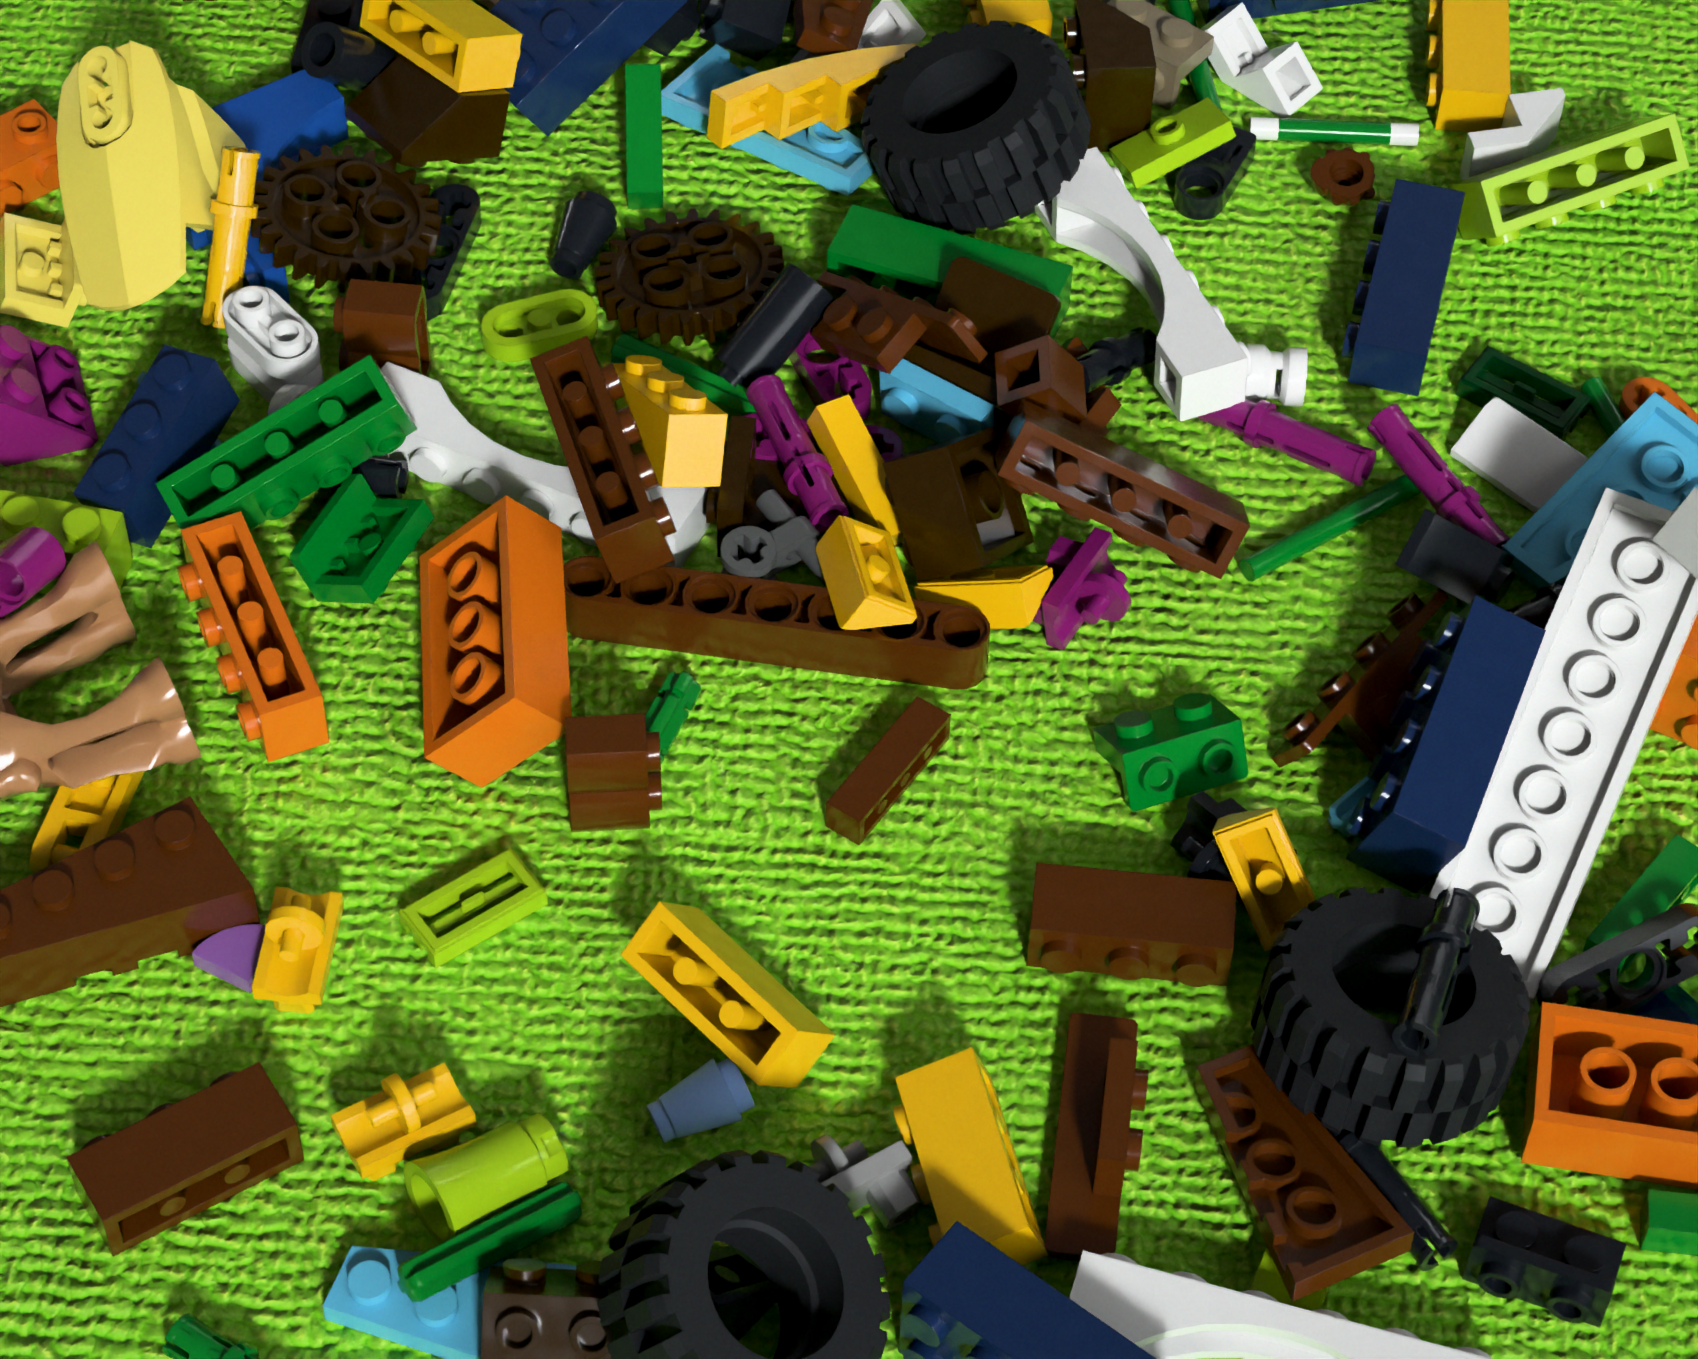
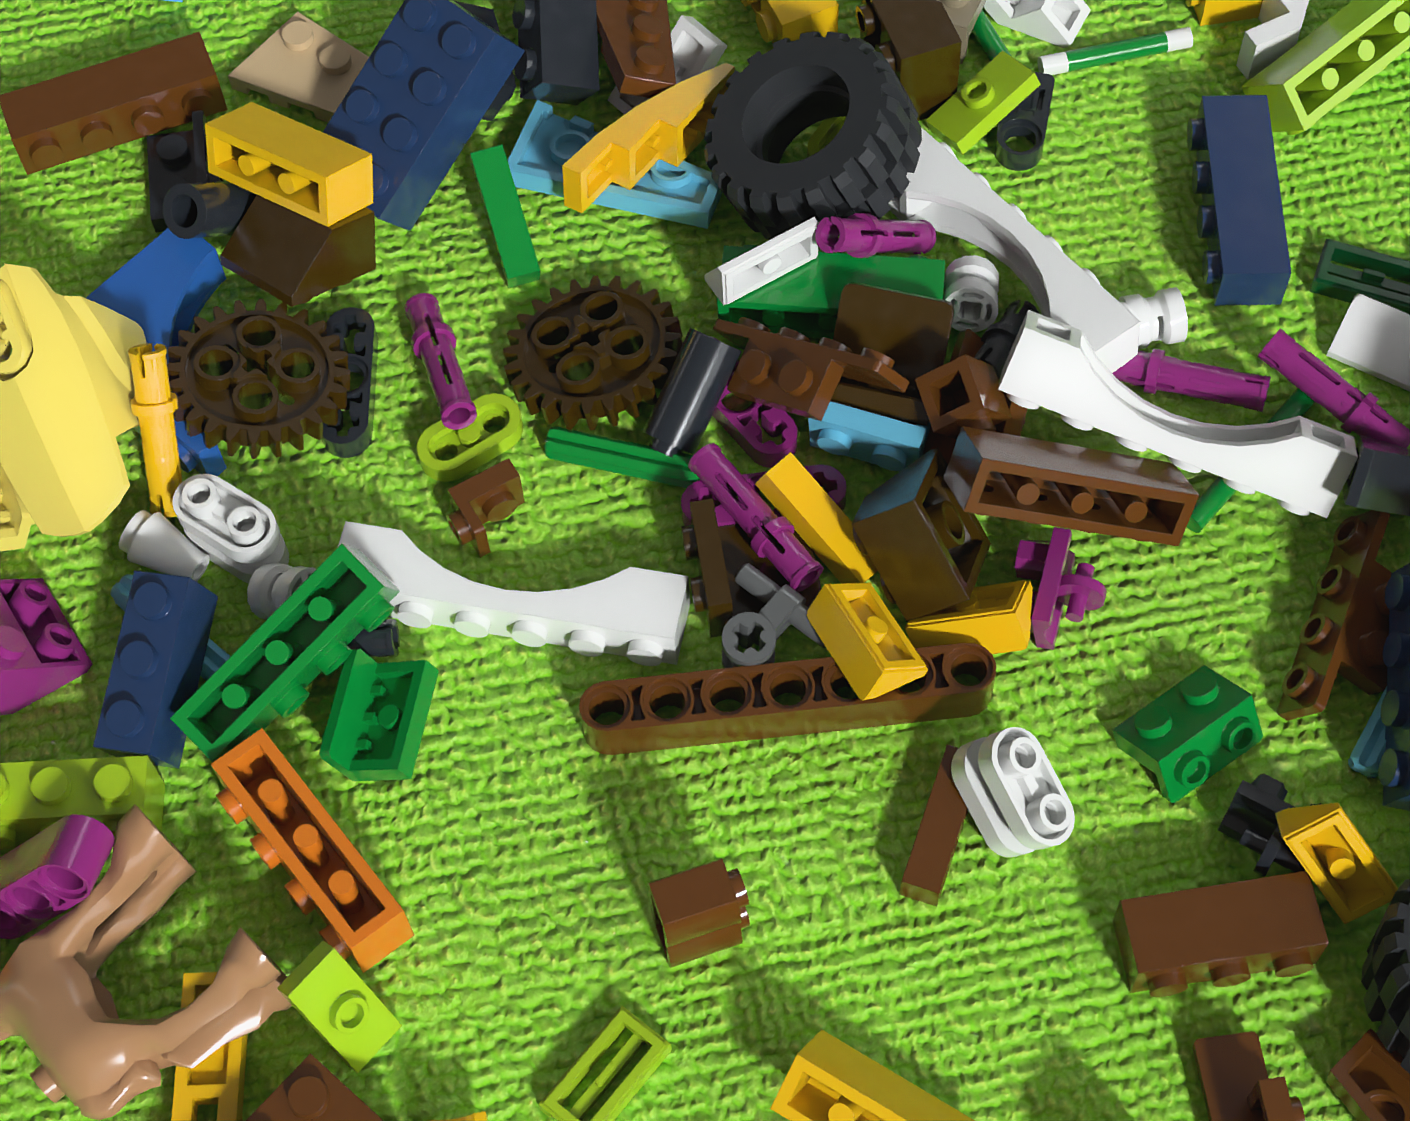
camera: 10 degrees left, 10 degrees up
(199, 336) = (159, 545): none -> white cone
(233, 770) = (339, 1006): none -> lime plate
(385, 323) = (329, 490): reddish brown brick -> none
(494, 642) = (544, 802): orange brick -> none
(517, 388) = (482, 499): none -> reddish brown bracket
(534, 269) = (452, 398): none -> magenta pin
(582, 232) = (478, 328): black cone -> none
(602, 461) = (589, 588): reddish brown brick -> none
(669, 712) = (720, 820): green axle -> none
(677, 423) = (628, 528): yellow brick -> none
(885, 220) = (764, 263): none -> white slope
(964, 746) = (1013, 792): none -> white brick
(995, 222) = (865, 235): none -> magenta pin
(1096, 296) = (972, 289): none -> white wheel
(1150, 383) = (1286, 459): none -> white arch
(1344, 176) = (1146, 90): reddish brown animal -> none

